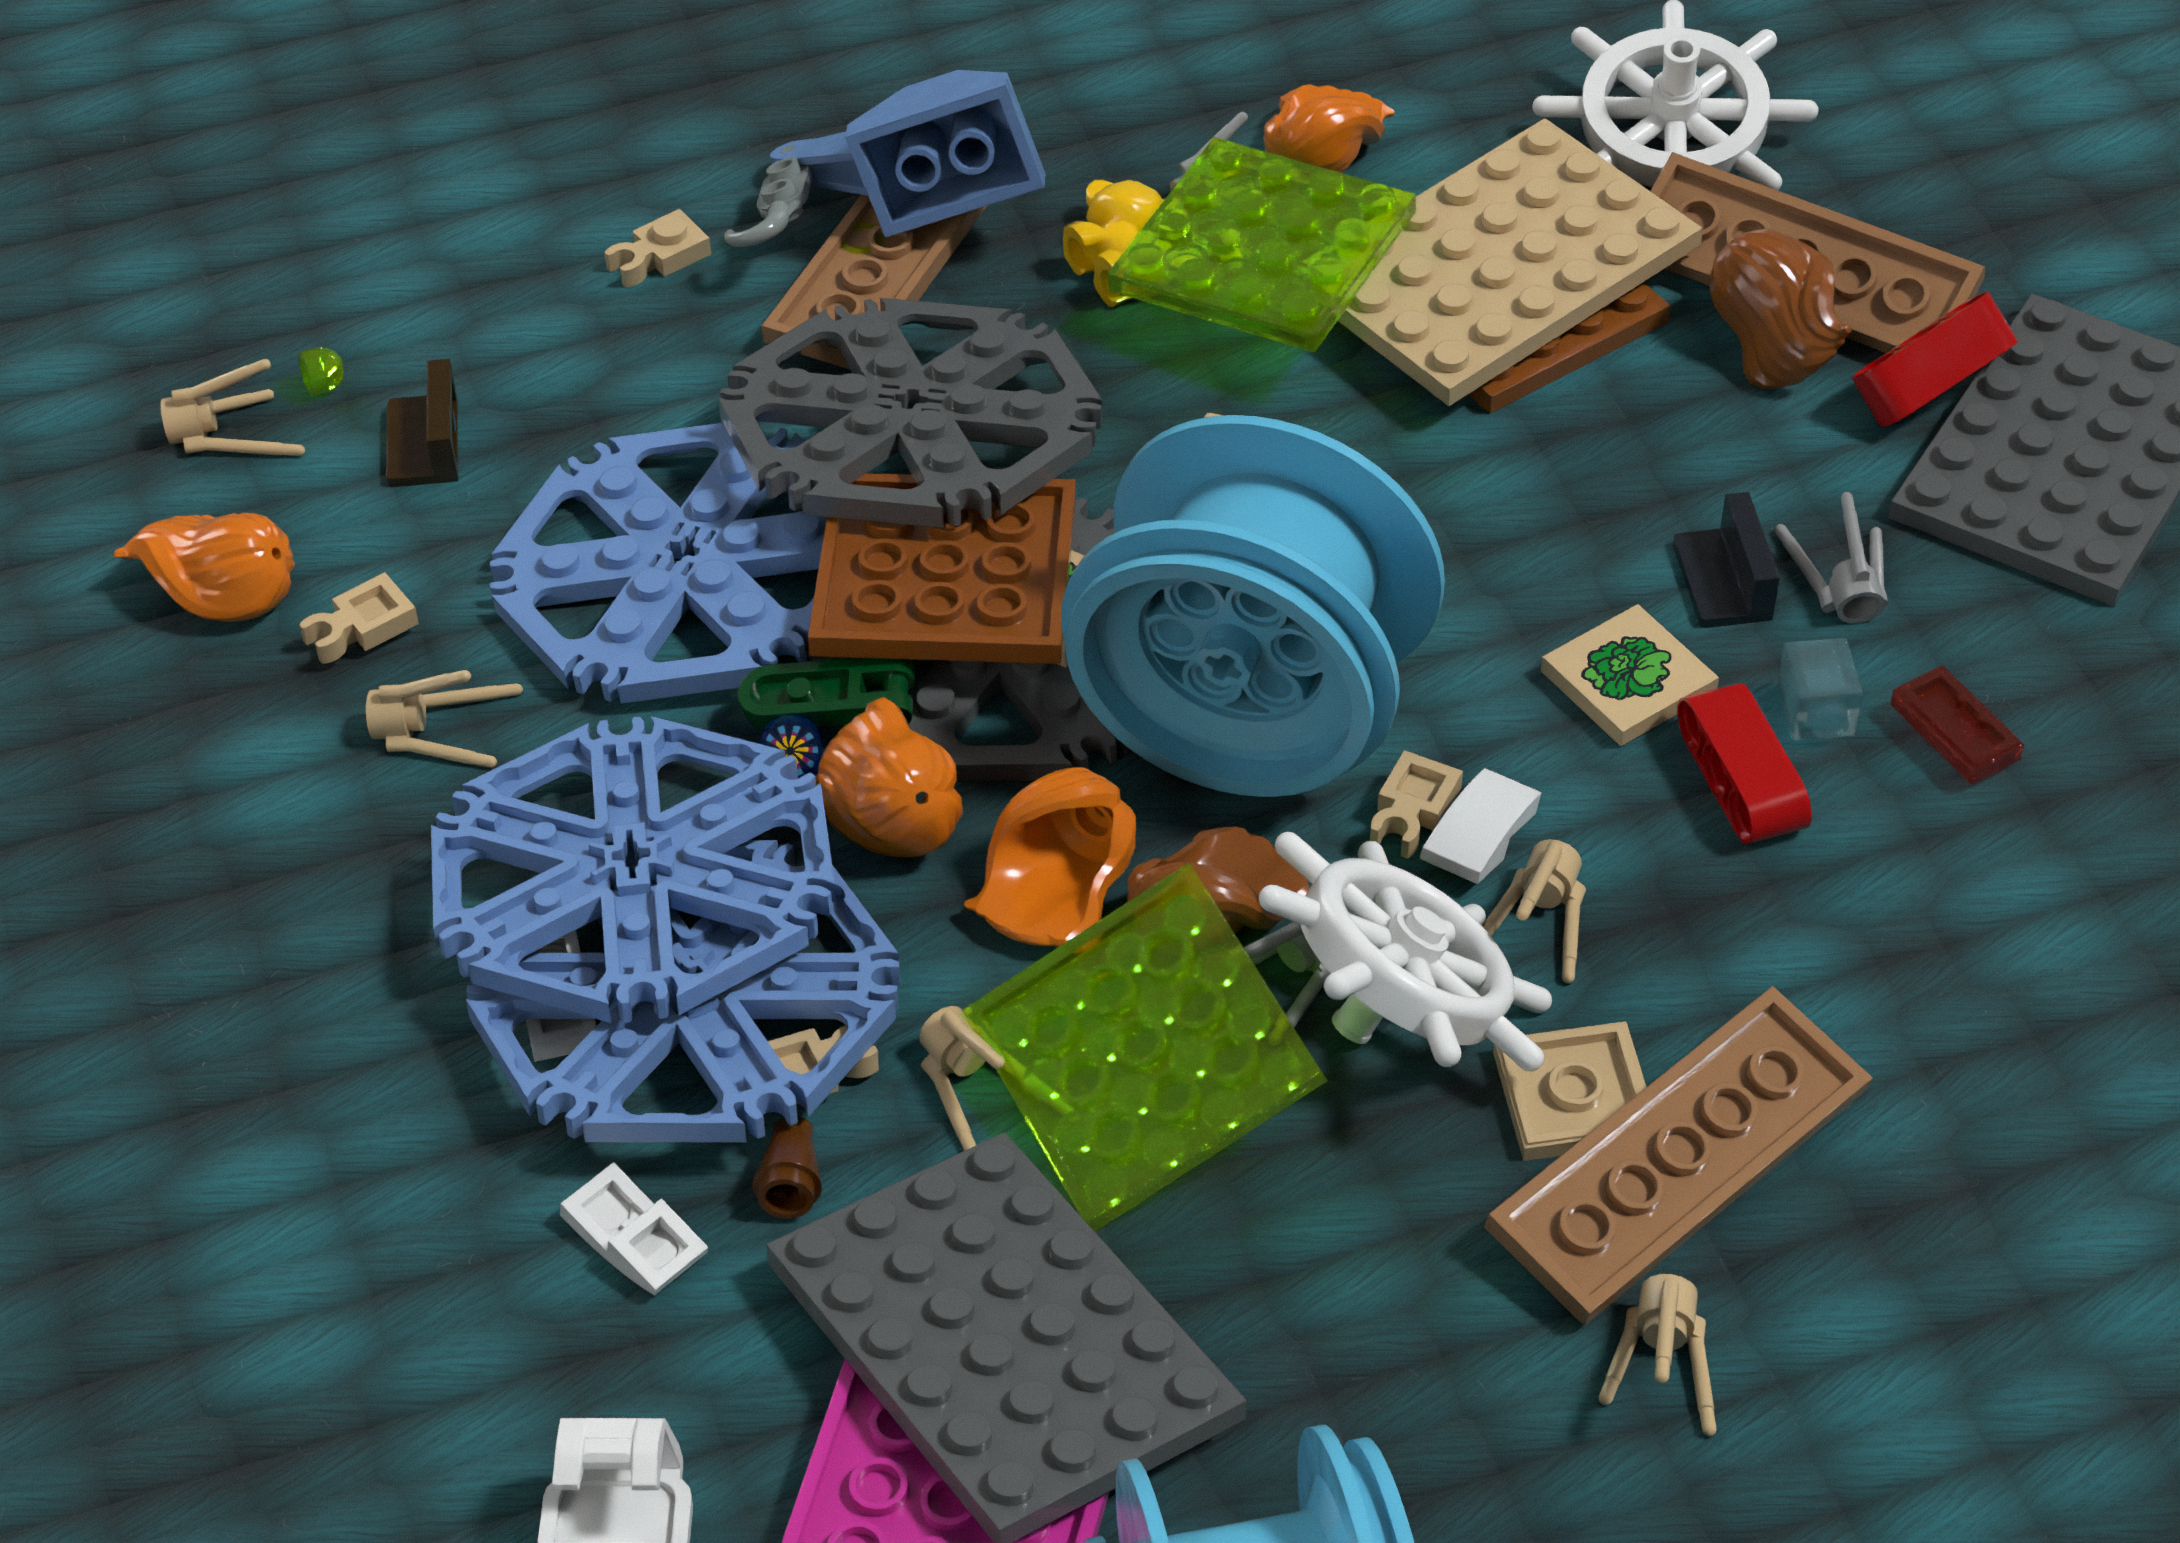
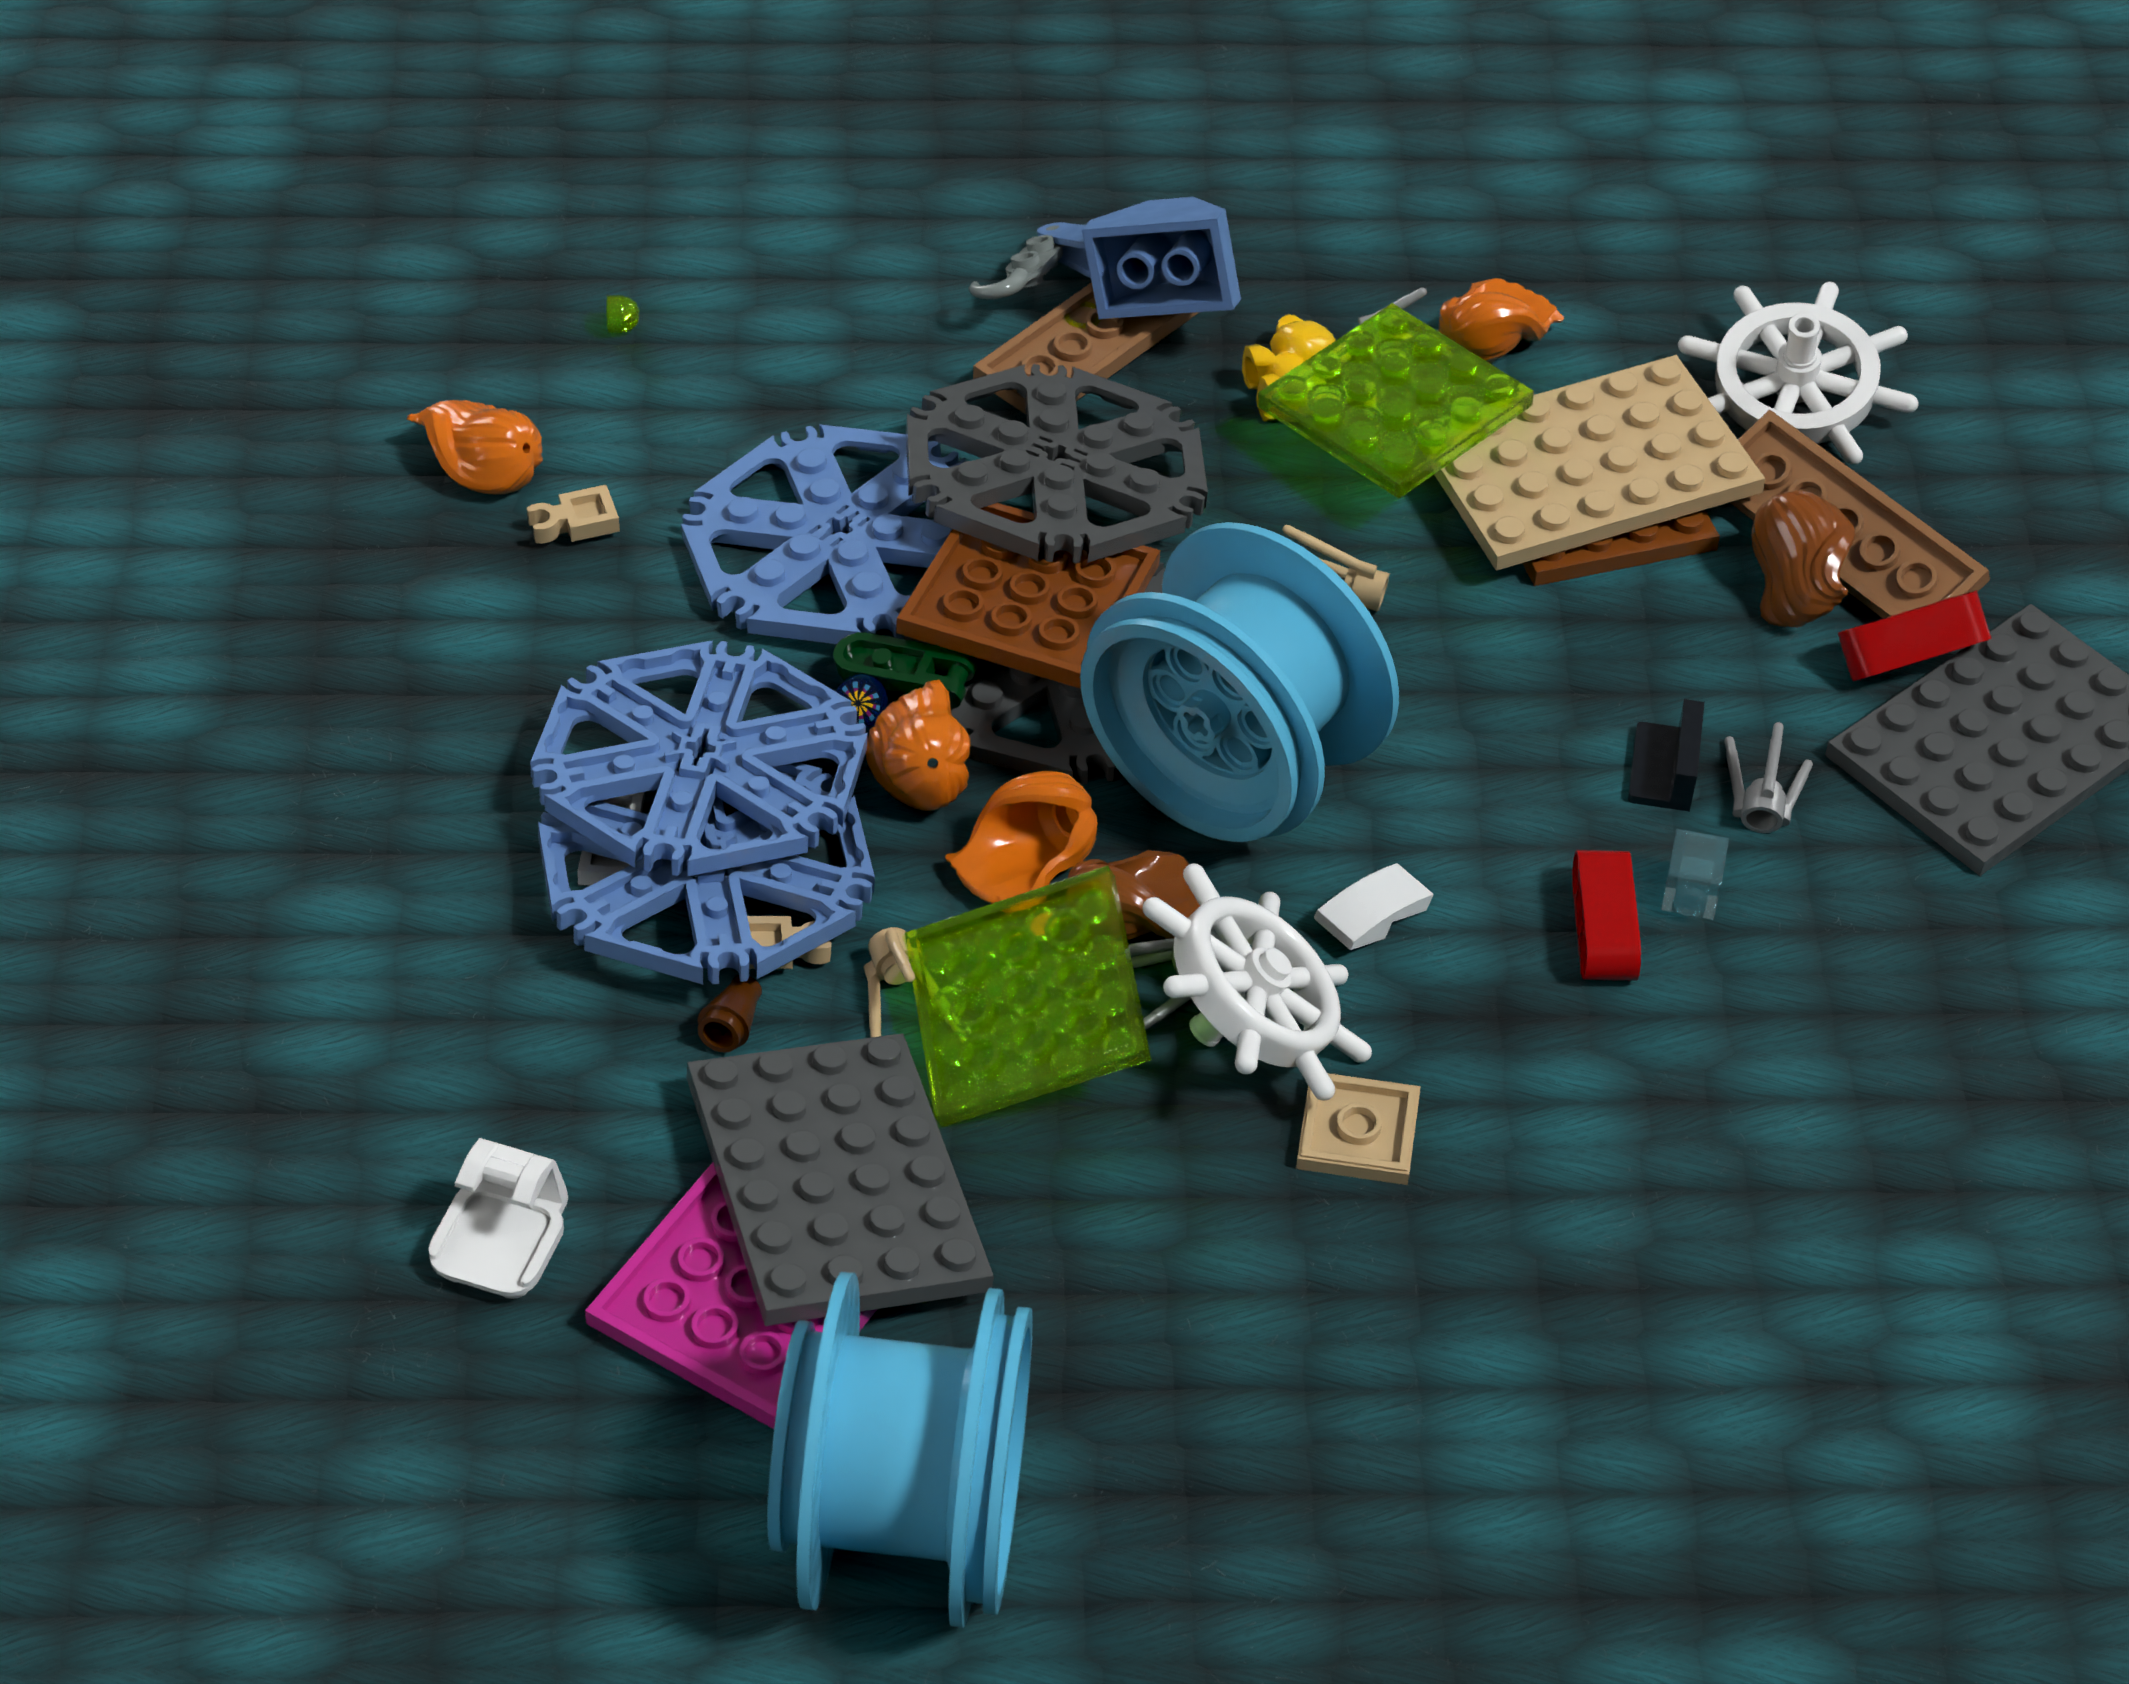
camera: 15 degrees right, 0 degrees up
(190, 415) = (507, 326): tan plant -> none
(399, 710) = (579, 593): tan plant -> none
(424, 432) = (682, 382): dark brown panel -> none
(630, 1231) = (598, 1025): white slope -> none
(660, 245) = (925, 281): tan plate -> none
(1413, 797) = (1328, 871): tan plate -> none
(1547, 883) = (1405, 963): tan plant -> none
(1627, 674) = (1547, 821): tan tile -> none
(1666, 1322) = (1343, 1315): tan plant -> none
(1677, 1155) = (1413, 1195): medium nougat plate -> none
(1957, 724) = (1796, 932): clear red plate -> none

